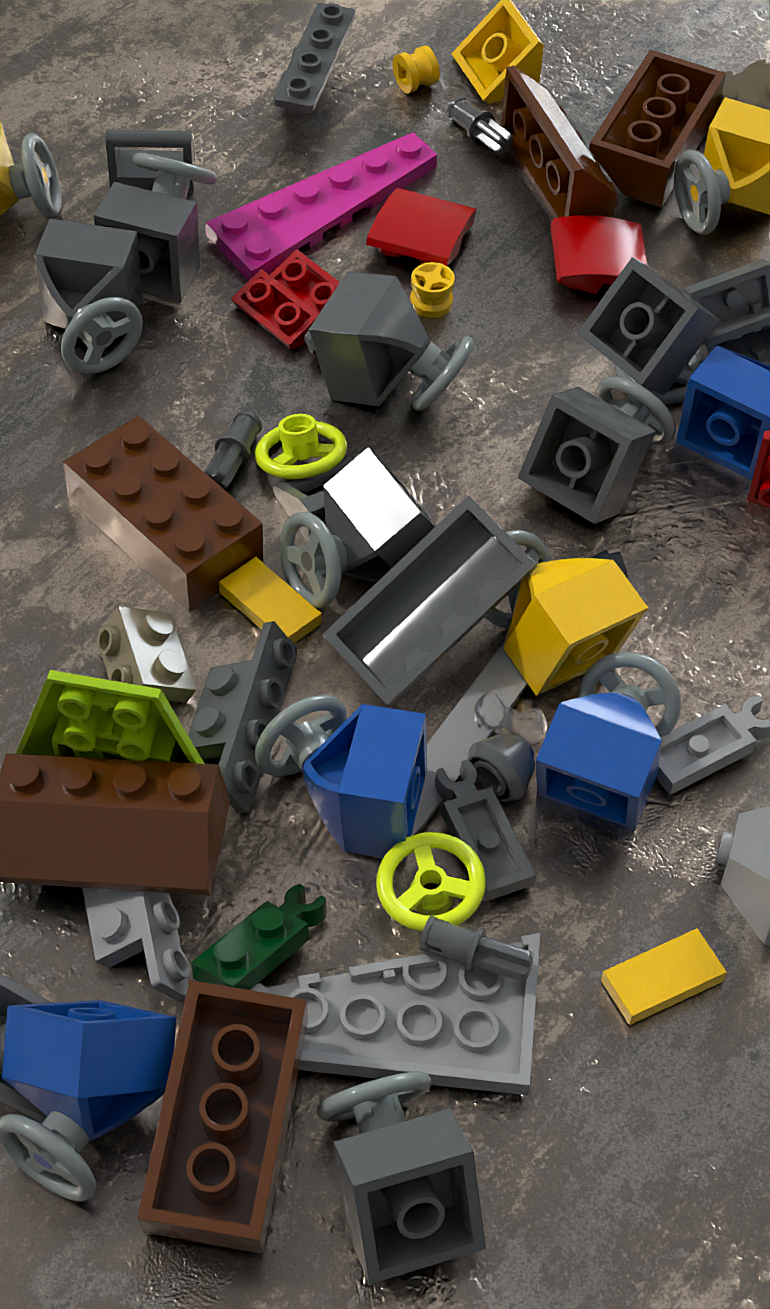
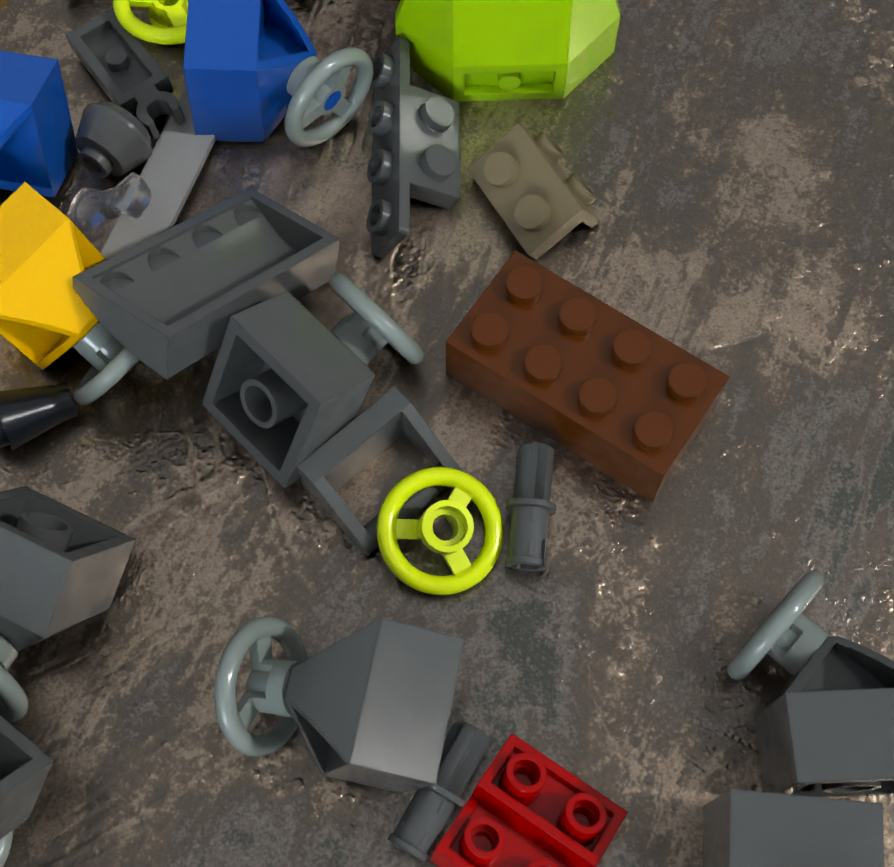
camera: 170 degrees right, 15 degrees up
(268, 598) = (415, 298): yellow tile -> none

